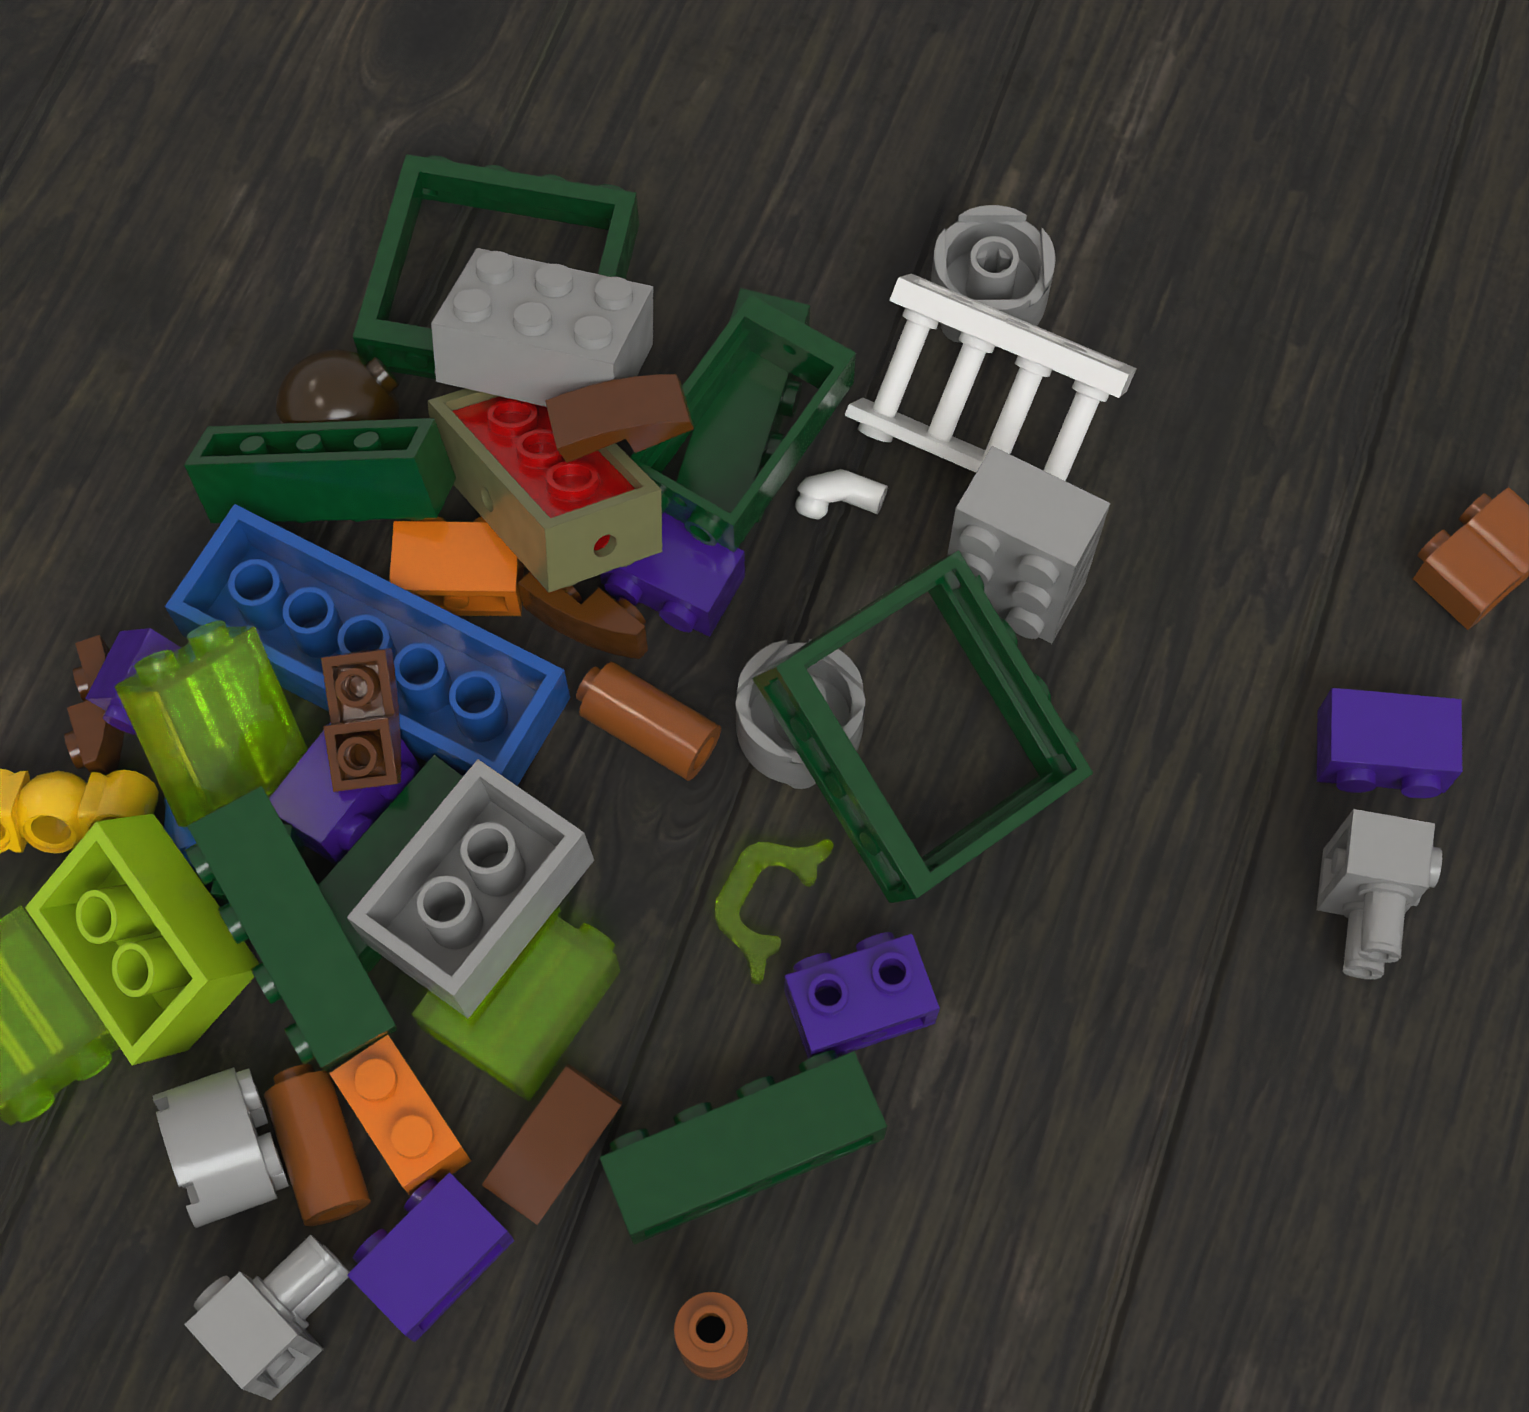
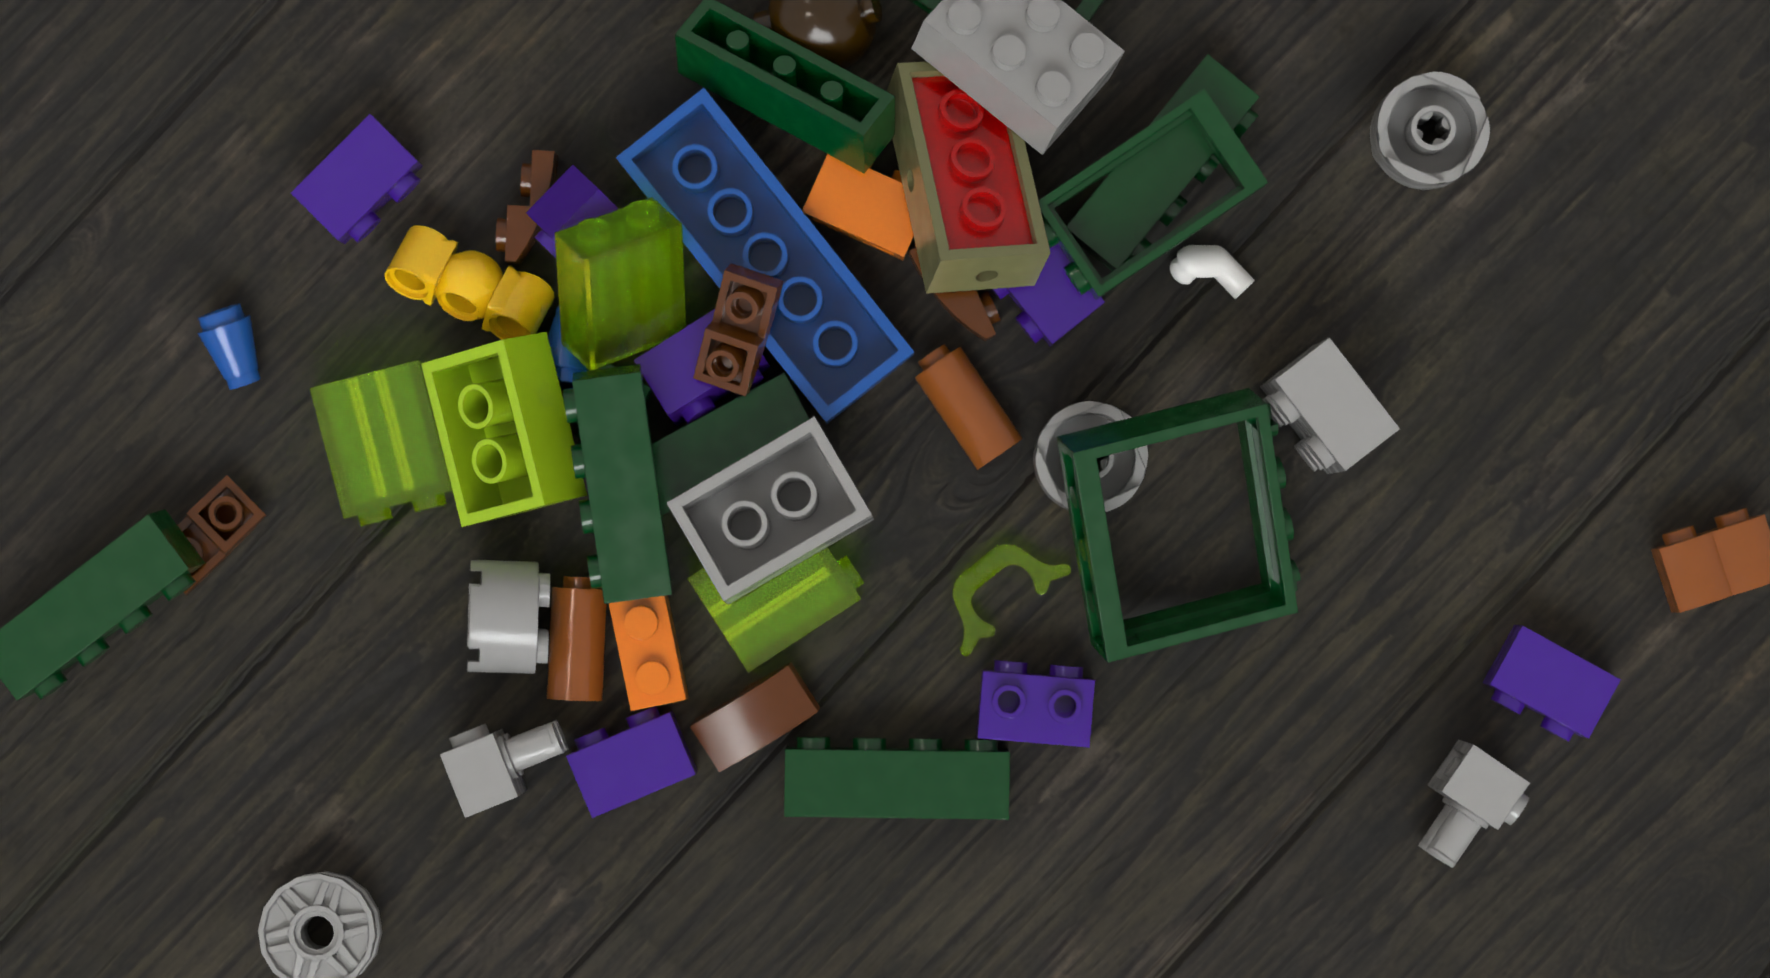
camera: 20 degrees right, 20 degrees up
(631, 408) = (1046, 166): reddish brown slope -> none
(715, 1359) = (817, 898): dark orange brick -> none
(980, 332) = (1410, 217): white fence -> none

